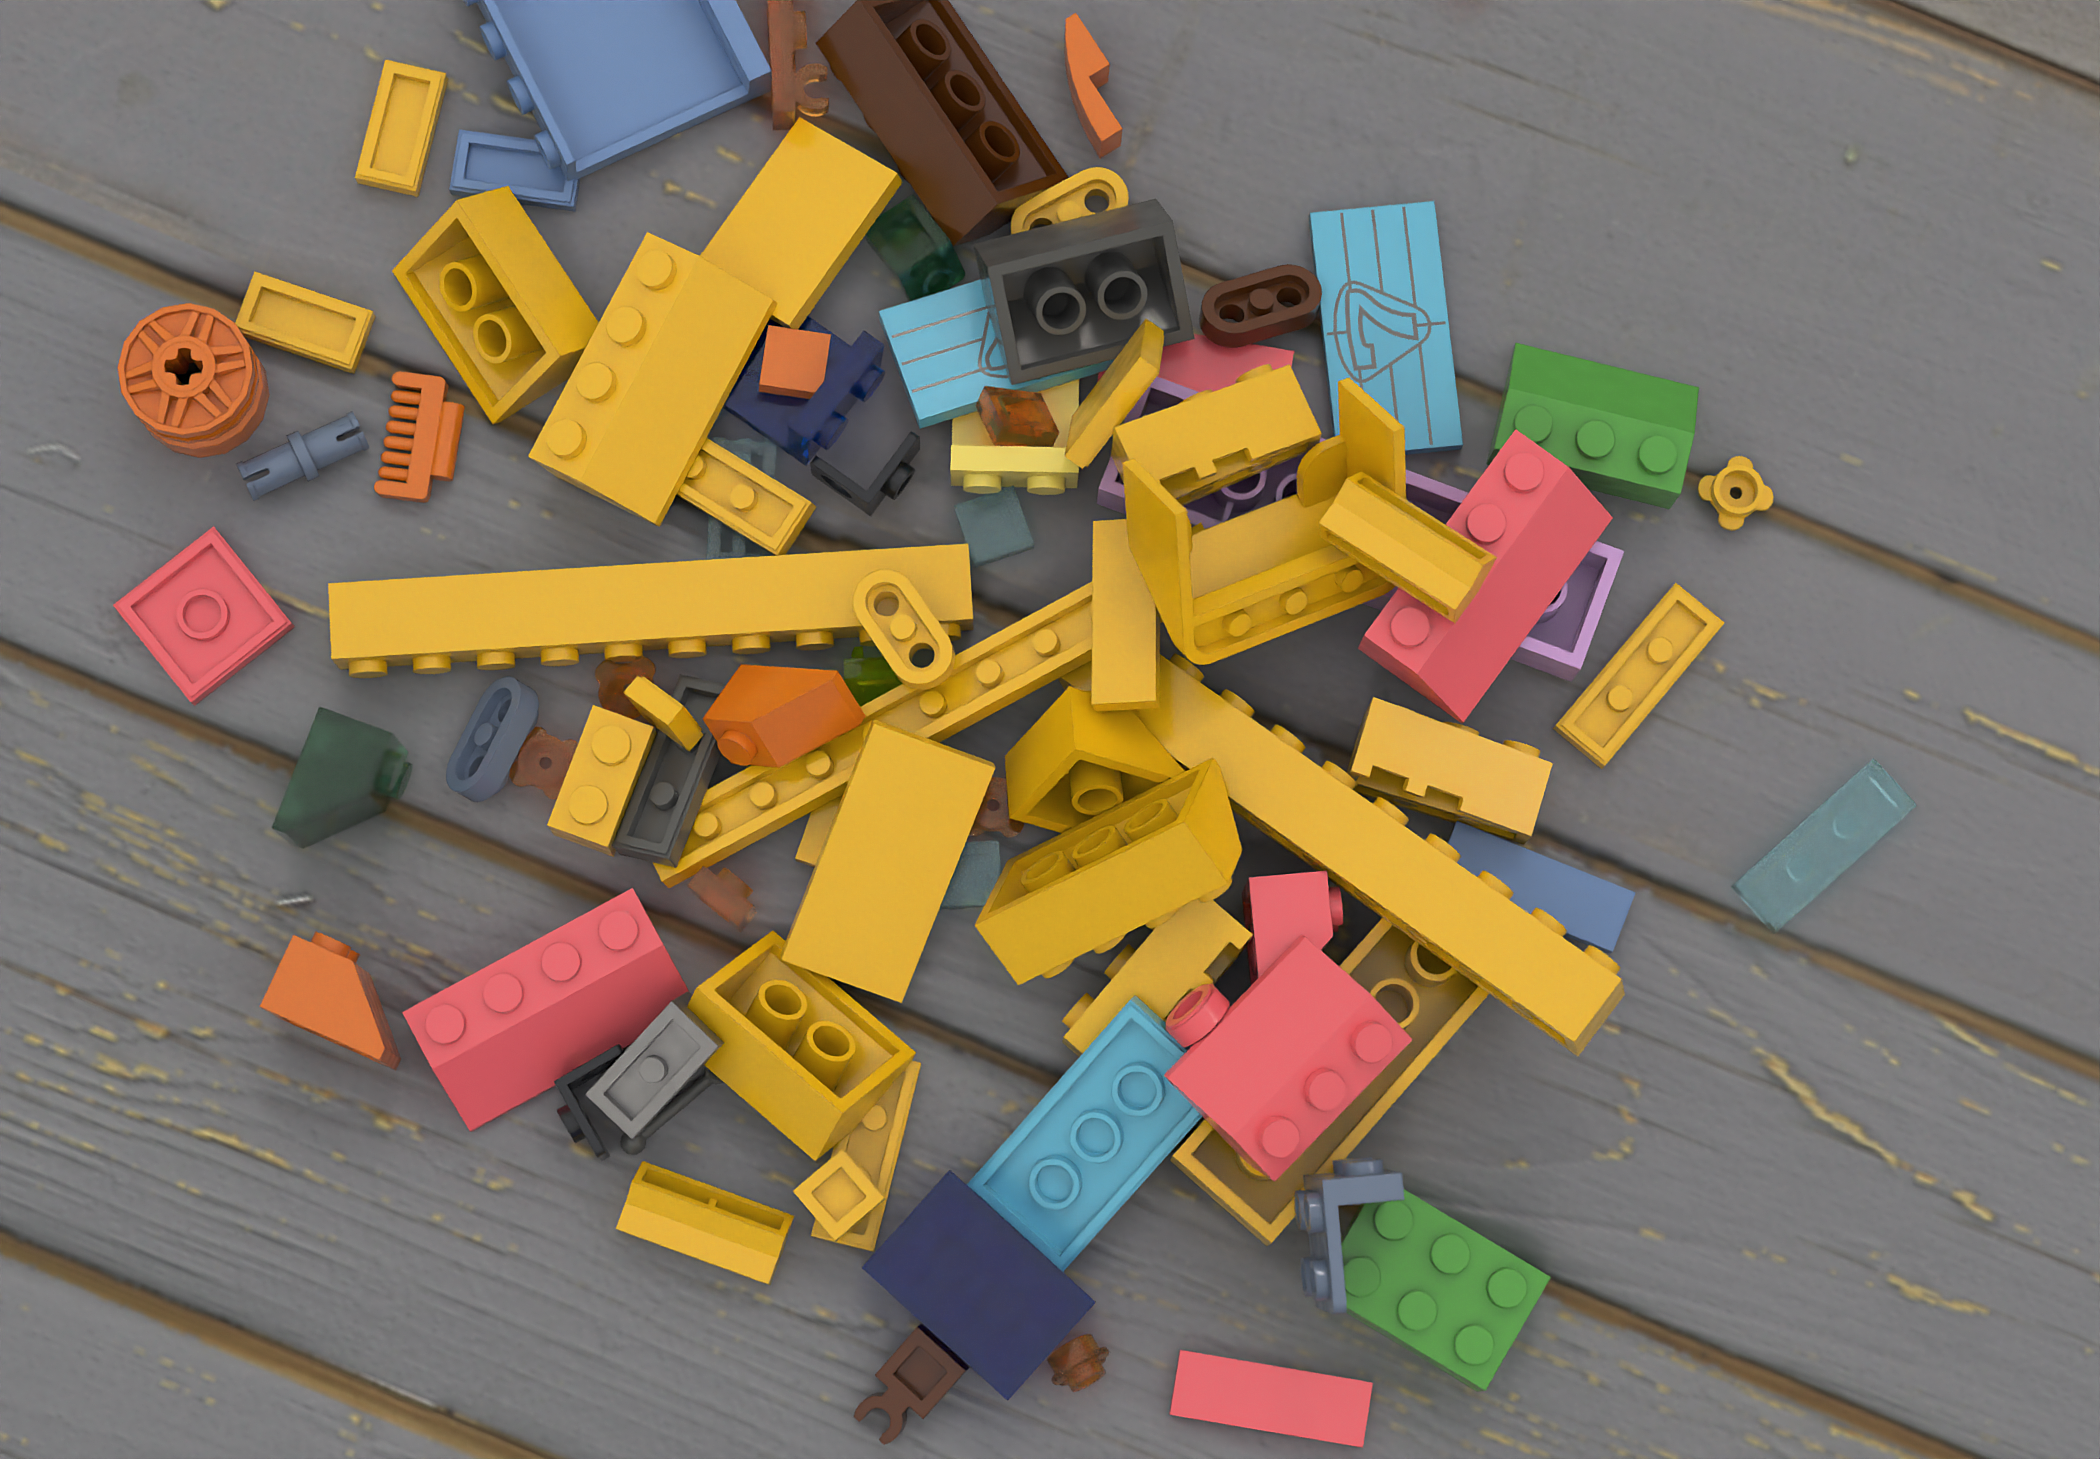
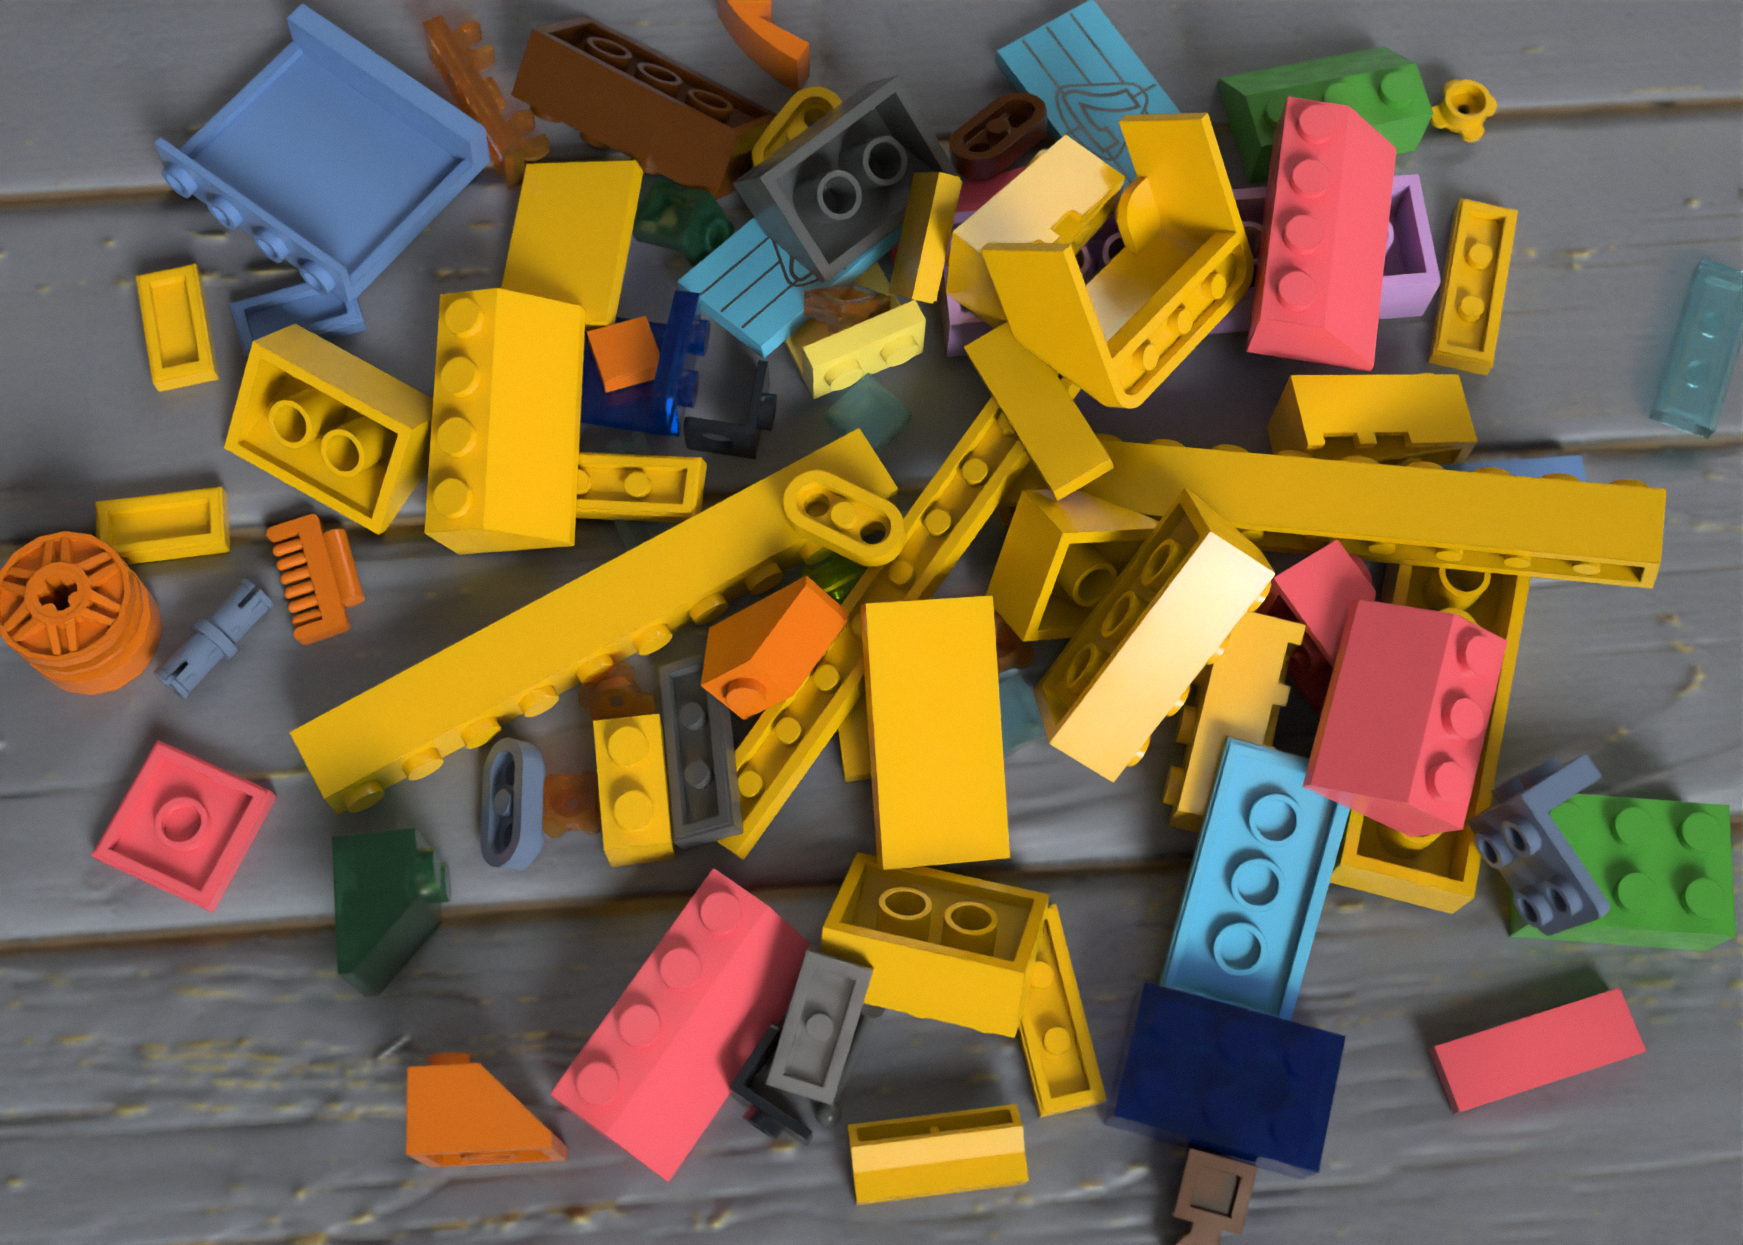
camera: 25 degrees left, 10 degrees down
(664, 712) = (662, 695): yellow tile -> none
(724, 895) = (798, 841): clear orange plate -> none
(839, 1195) = (1051, 1060): yellow plate -> none
(1078, 1363) = (1353, 1106): clear orange plate -> none
(1196, 1014) = (1297, 720): coral tile -> none
(1406, 545) = (1258, 223): yellow piece -> none

